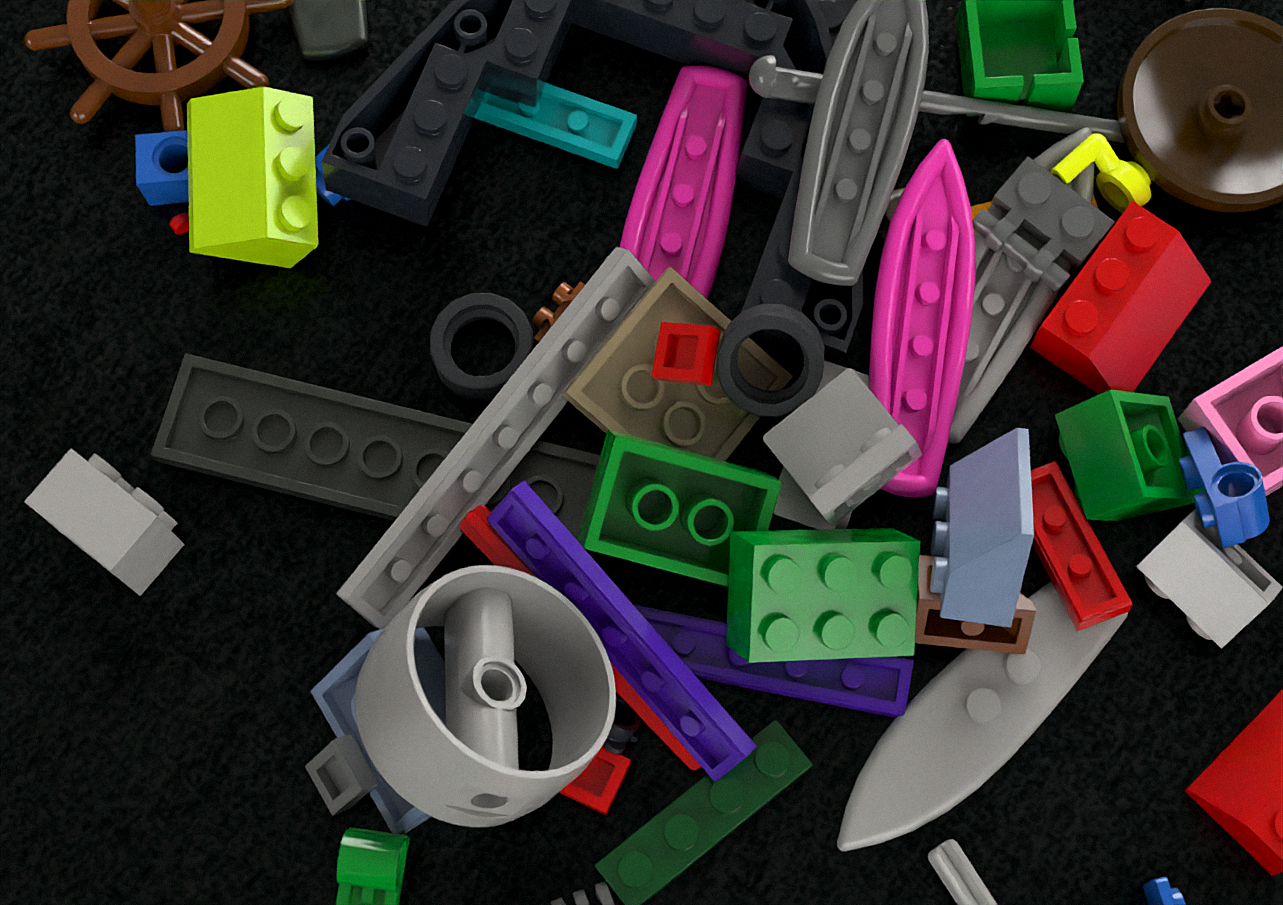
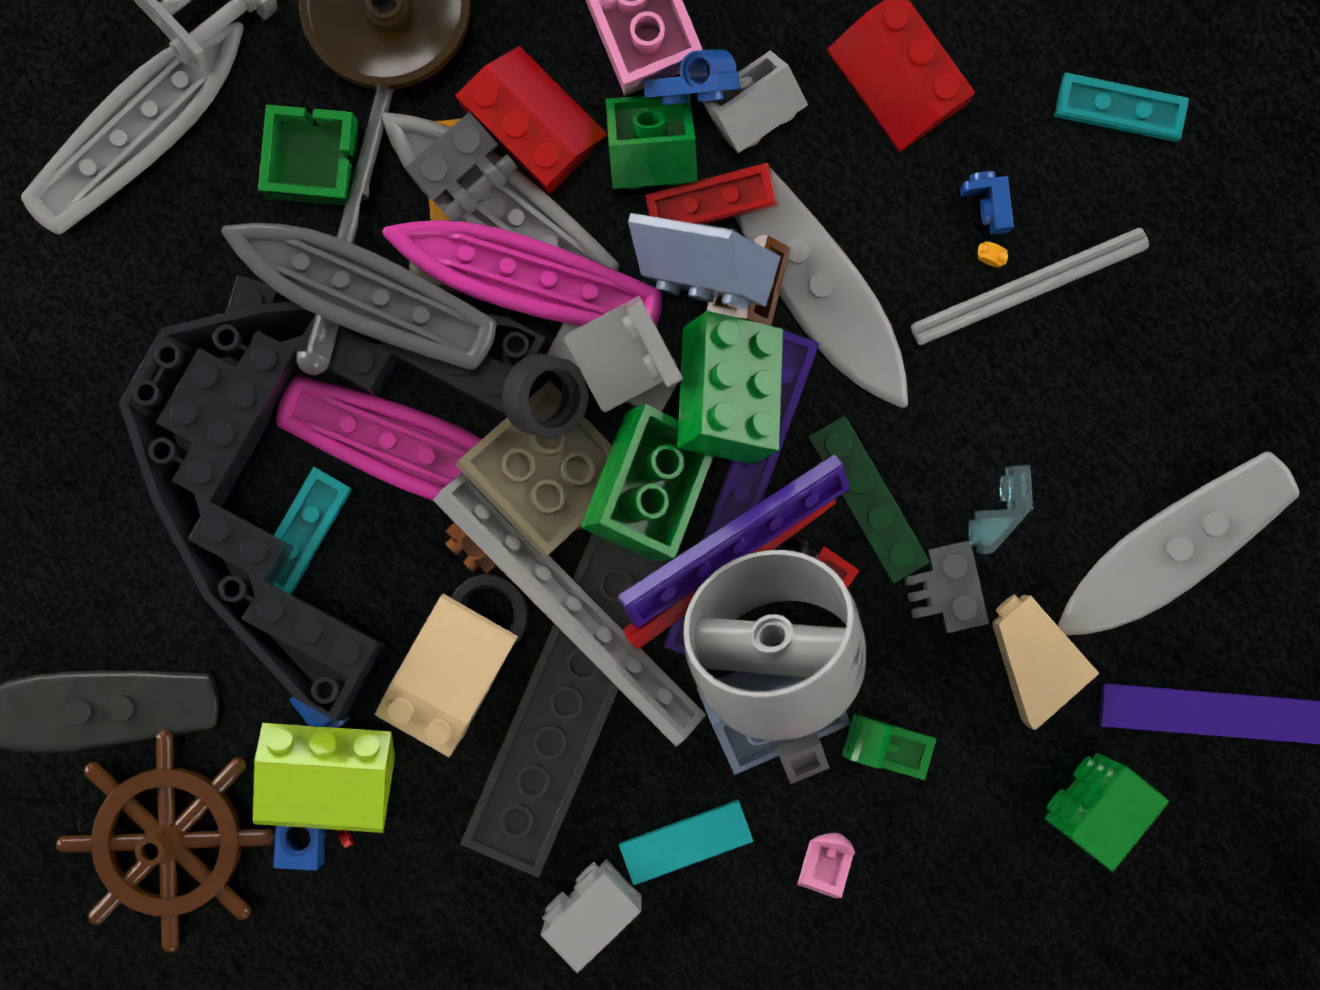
camera: 80 degrees left, 15 degrees up
(200, 829) = (827, 864): none -> bright pink plate
(214, 640) = (685, 842): none -> teal tile
(394, 299) = (446, 675): none -> tan slope
(686, 353) = (531, 459): red plate -> none
(1117, 181) = (431, 97): neon yellow plate -> none

